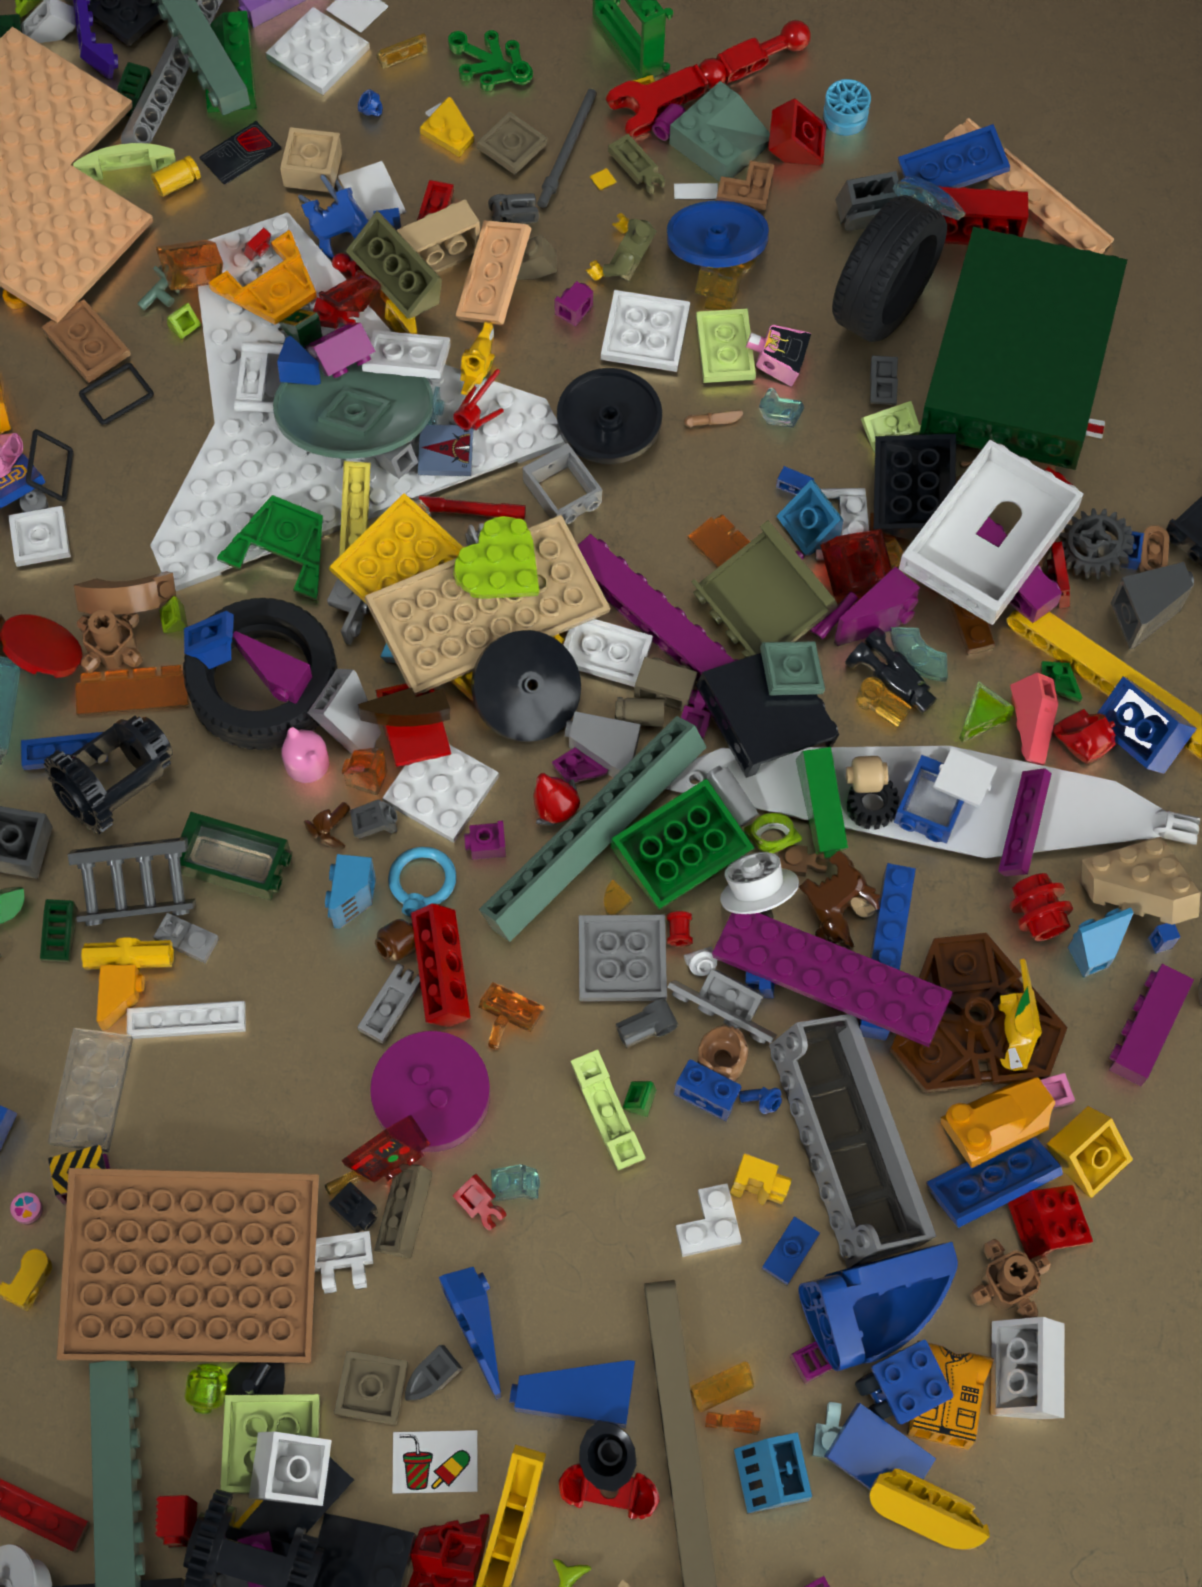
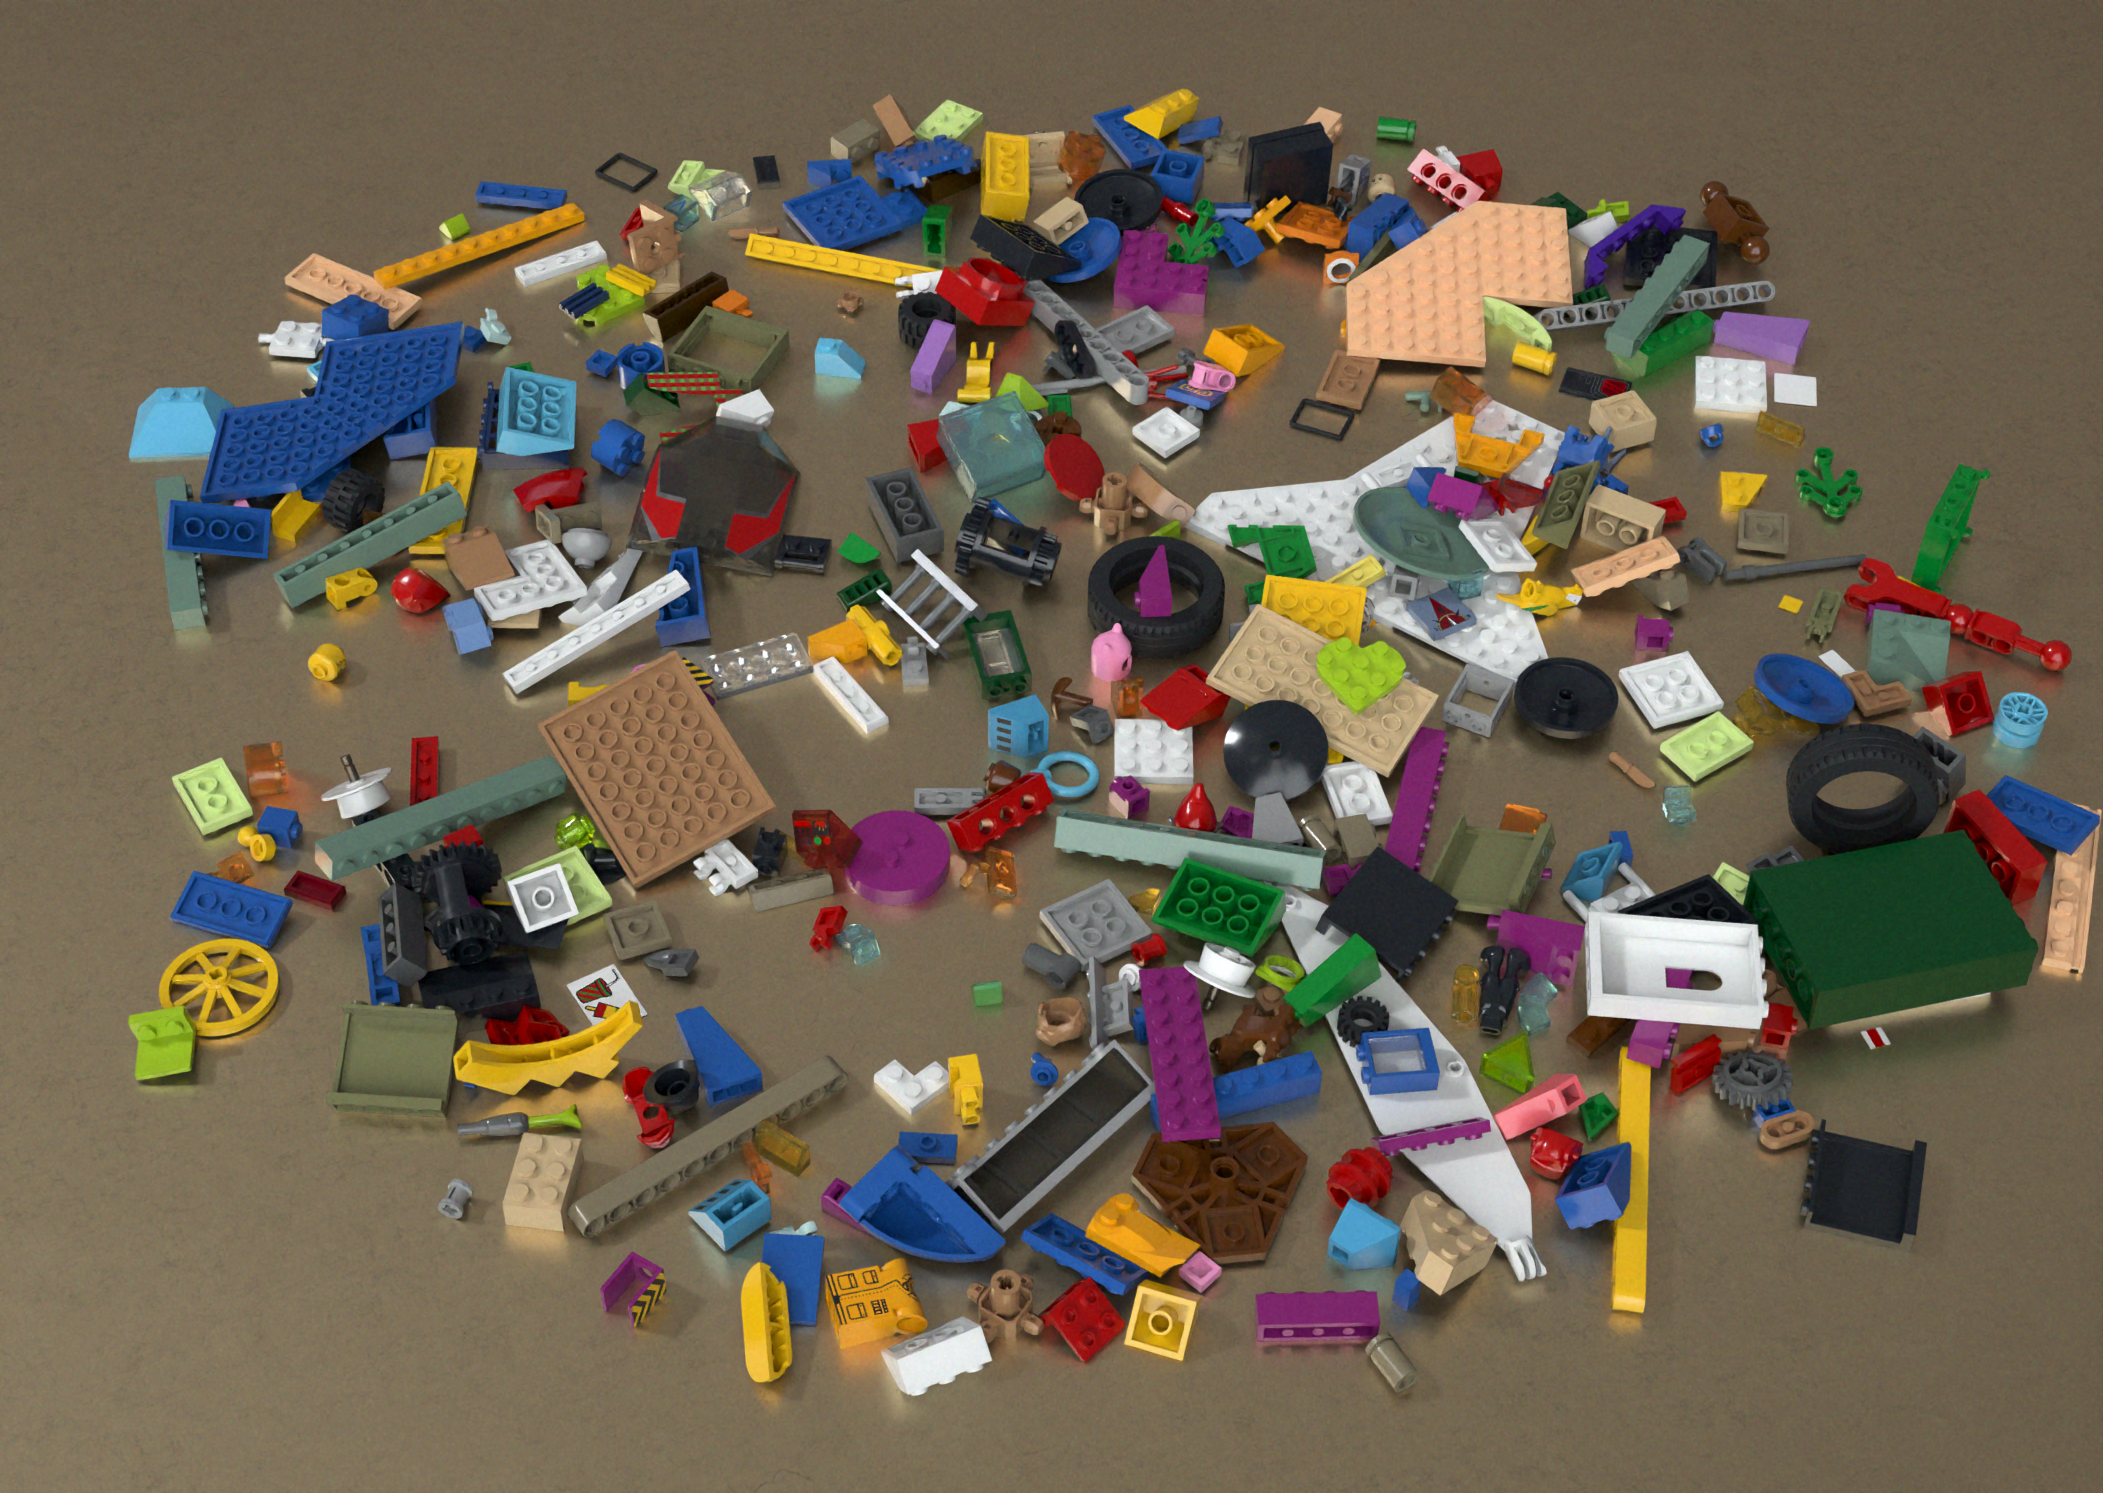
camera: 60 degrees right, 20 degrees down
(35, 433) = (1230, 425): black piece -> none
(123, 694) = (1079, 535): clear orange windscreen -> none
(183, 321) = (1415, 421): lime slope -> none
(210, 639) = (1149, 537): blue slope -> none
(258, 244) = (1514, 423): red plate -> none
(339, 715) = (1160, 653): light grey slope -> none
(372, 189) = (1639, 473): white sticker -> none
(406, 709) = (1188, 678): dark brown slope -> none
(442, 505) = (1395, 639): red piece -> none
(469, 413) = (1482, 607): red plant -> none
(470, 1305) = (733, 961): blue wedge -> none
(607, 1110) = (962, 972): yellowish green slope -> none
(630, 251) = (1732, 641): olive torso -> none
(707, 1090) = (1021, 1023): blue bracket -> none
(732, 795) = (1288, 926): light grey brick -> none
(780, 352) = (1733, 781): torso -> none
(792, 668) = (1434, 906): sand green plate -> none
(856, 561) = (1574, 904): clear red slope -> none
(867, 774) = (1376, 994): tan head -> none
(905, 1384) = (861, 1255): blue plate -> none
(930, 195) = (1960, 784): clear light blue slope -> none
(965, 777) = (1431, 1064): white piece -> none
(1020, 1024) = (1241, 1207): yellow animal -> none
(1150, 600) = (1727, 1139): dark grey slope -> none

